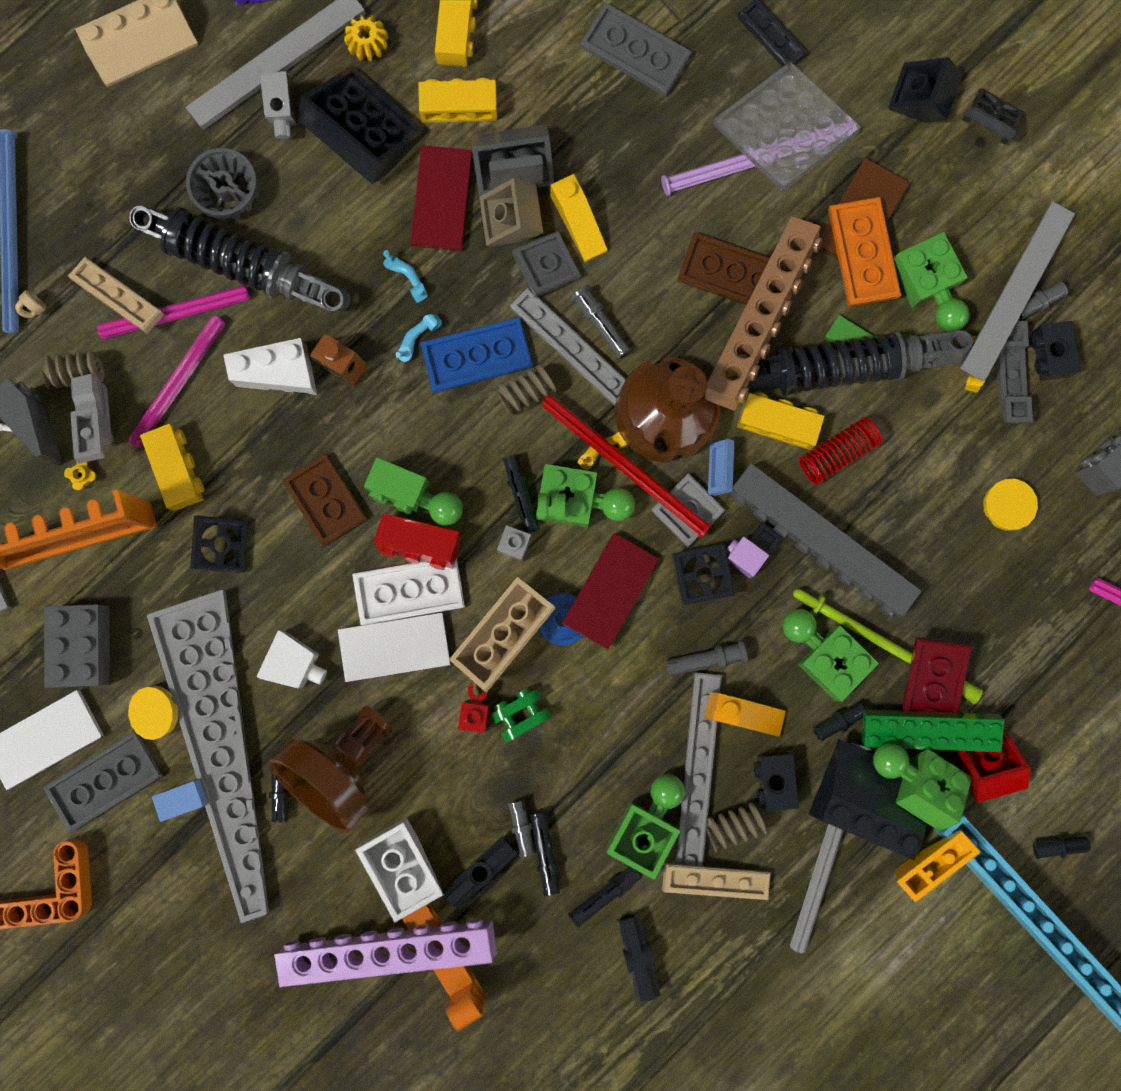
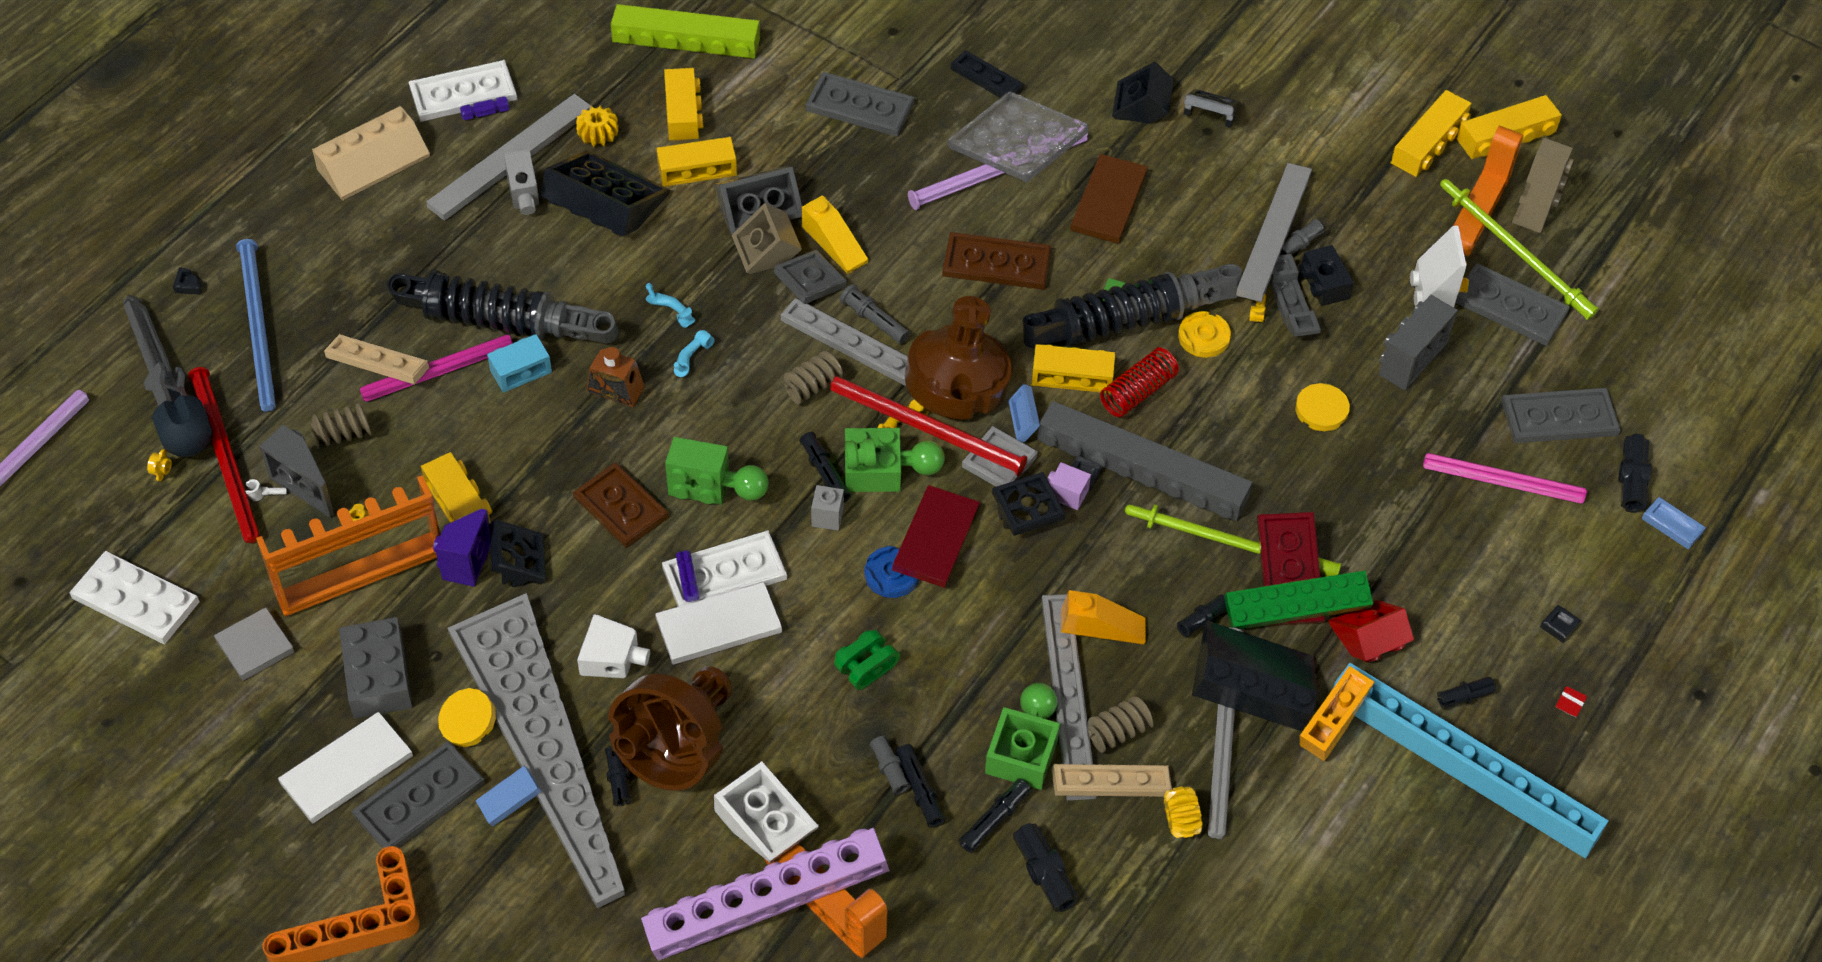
camera: 10 degrees left, 30 degrees down
(32, 302) = (289, 378): tan tile -> none
(90, 419) = (368, 455): light grey plate -> none
(167, 536) = (463, 548): none -> dark purple slope
(177, 380) = (449, 422): dark pink axle -> none
(214, 169) = (479, 248): dark grey gear -> none
(250, 322) = (519, 363): none -> medium azure brick
(273, 366) = (548, 394): white wedge -> none
(371, 598) = (687, 576): none -> dark purple axle
(417, 542) = (726, 518): red brick -> none
(441, 198) = (694, 241): dark red tile -> none
(468, 884) = (863, 799): black piece -> none
(474, 713) = (817, 664): red brick -> none
(476, 355) = (753, 361): blue tile -> none
(502, 634) = (829, 580): tan slope -> none
(523, 168) = (773, 191): dark grey tile -> none
(718, 657) = (1063, 577): dark grey pin -> none
(772, 931) = (1183, 812): none -> yellow gear
(786, 795) = (1152, 662): black brick -> none
(797, 235) = (1032, 276): medium nougat brick -> none
(819, 662) = (1180, 561): bright green brick -> none
(864, 252) = (1119, 223): orange tile -> none
(917, 397) = (1204, 334): none -> yellow tile
(929, 786) = (1309, 645): bright green brick -> none
(942, 276) = (1188, 230): bright green brick -> none

